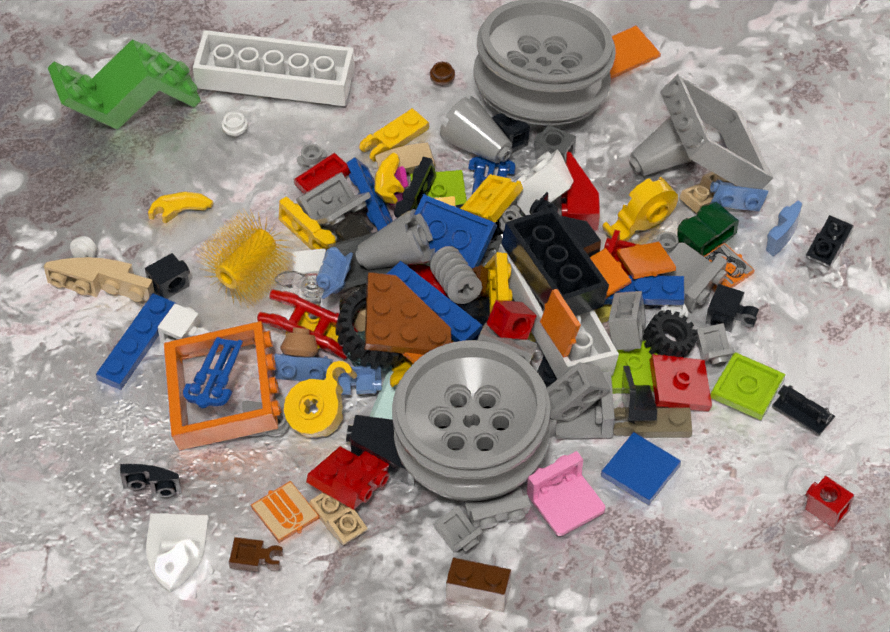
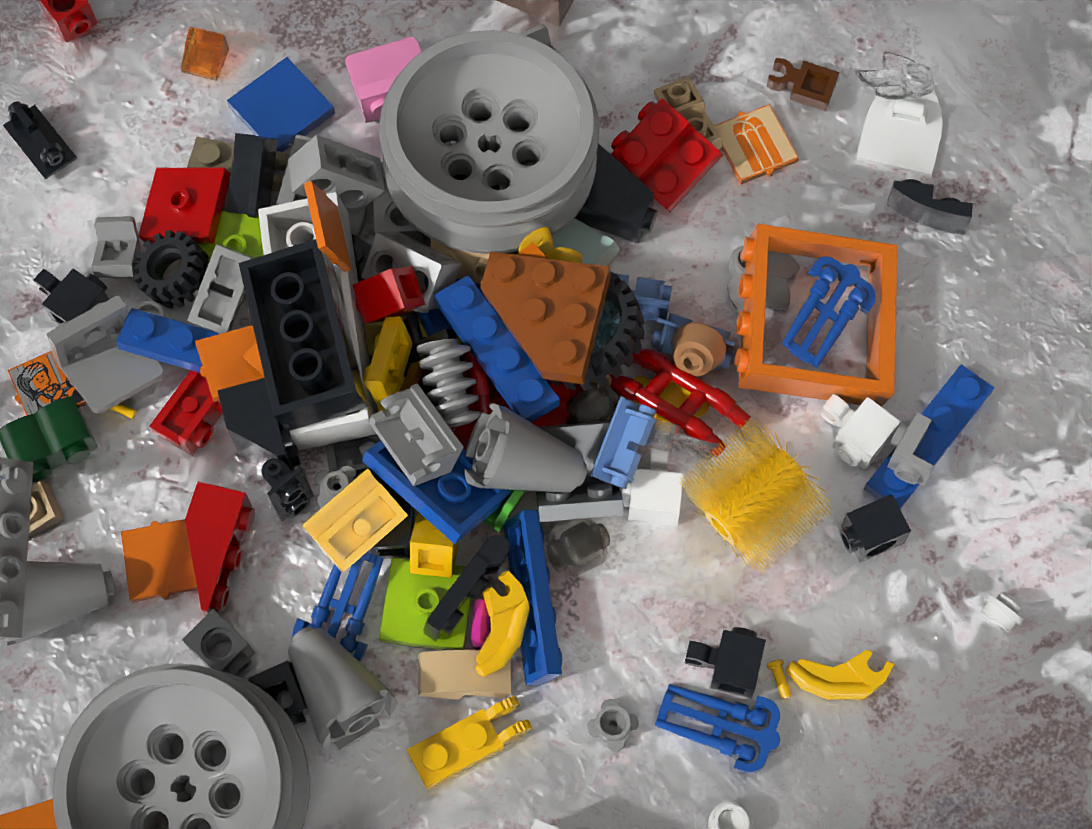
camera: 165 degrees left, 15 degrees up
(91, 275) = (995, 557): tan slope -> none
(151, 309) = (903, 462): none -> light grey bracket
(219, 203) = (776, 667): none -> yellow piece
(245, 164) = (767, 739): none -> blue piece
(245, 193) = (734, 662): none -> black brick
(303, 226) = (646, 571): yellow hinge -> none
(321, 172) = (603, 676): red plate -> none
(328, 399) = (687, 255): yellow piece -> none
(331, 201) = (596, 596): light grey bracket -> none
(467, 237) = (416, 435): none -> light grey hinge
(547, 175) = (264, 560): white slope -> none
(612, 188) = (158, 561): none -> orange piece
(646, 260) = (159, 384): orange piece -> none
(648, 207) = (119, 478): yellow piece -> none
(667, 240) = (108, 426): light grey plate -> none
(712, 494) = (204, 53): none -> clear orange slope
(747, 386) = (96, 184): lime plate -> none

